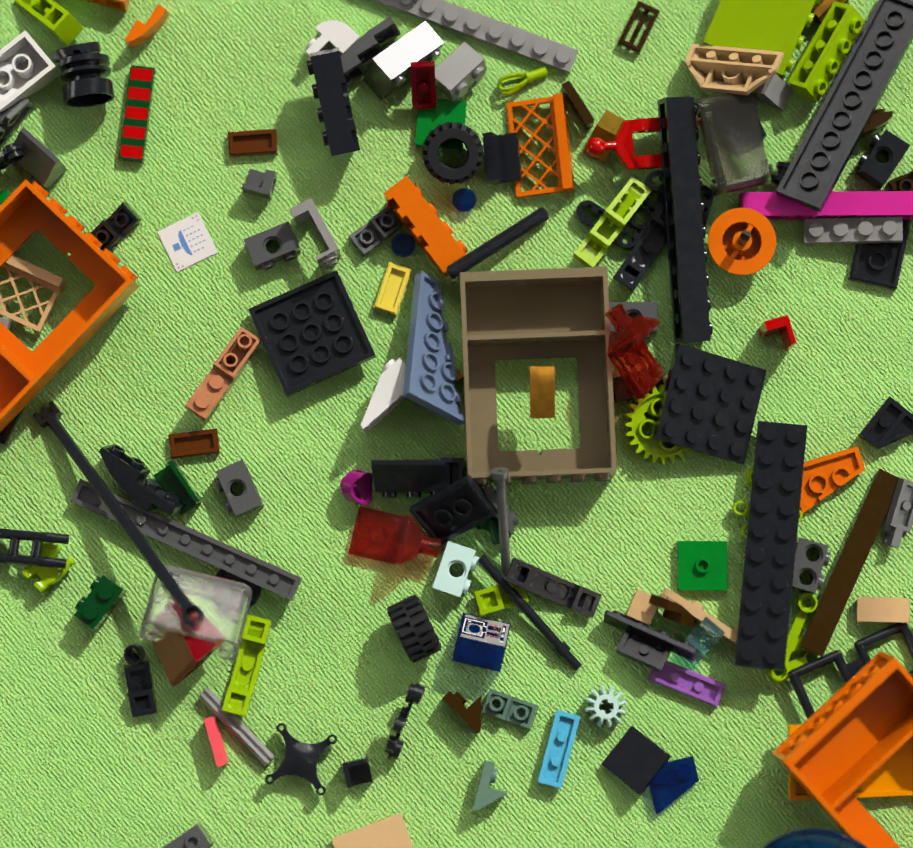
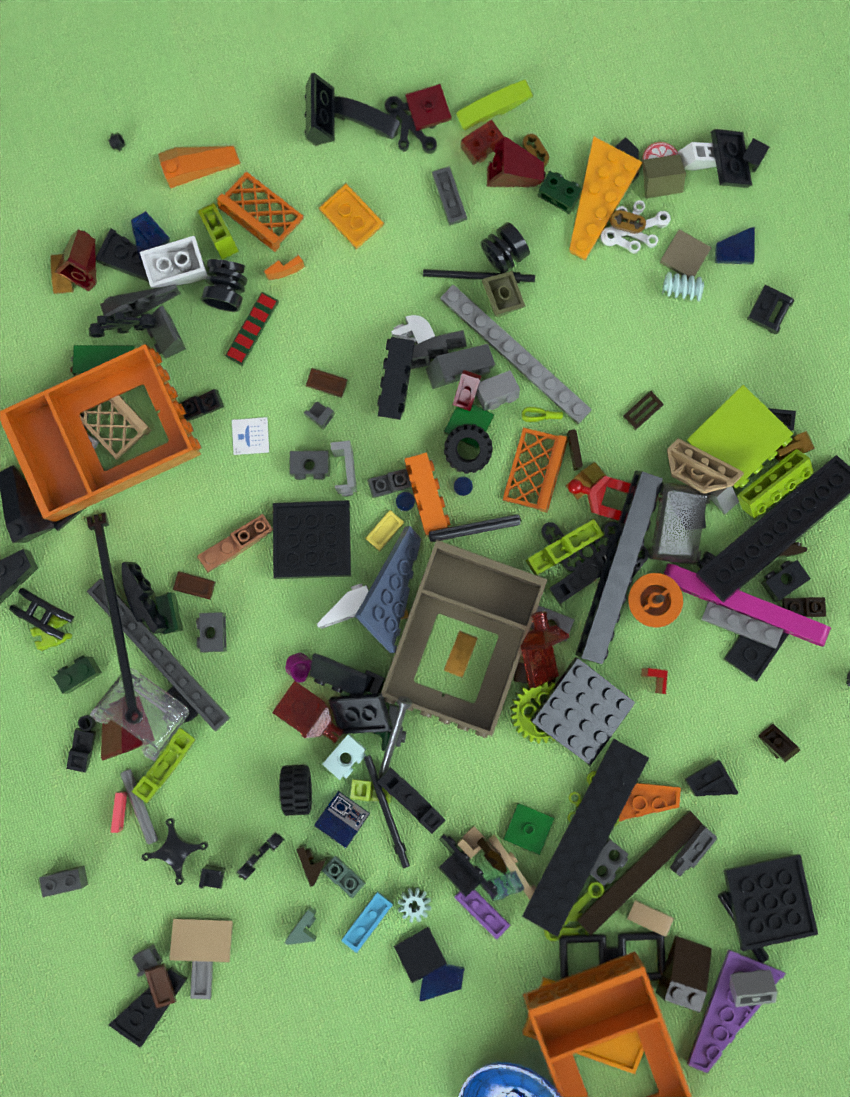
camera: 25 degrees right, 0 degrees up
(502, 158) = (503, 466): black panel -> none

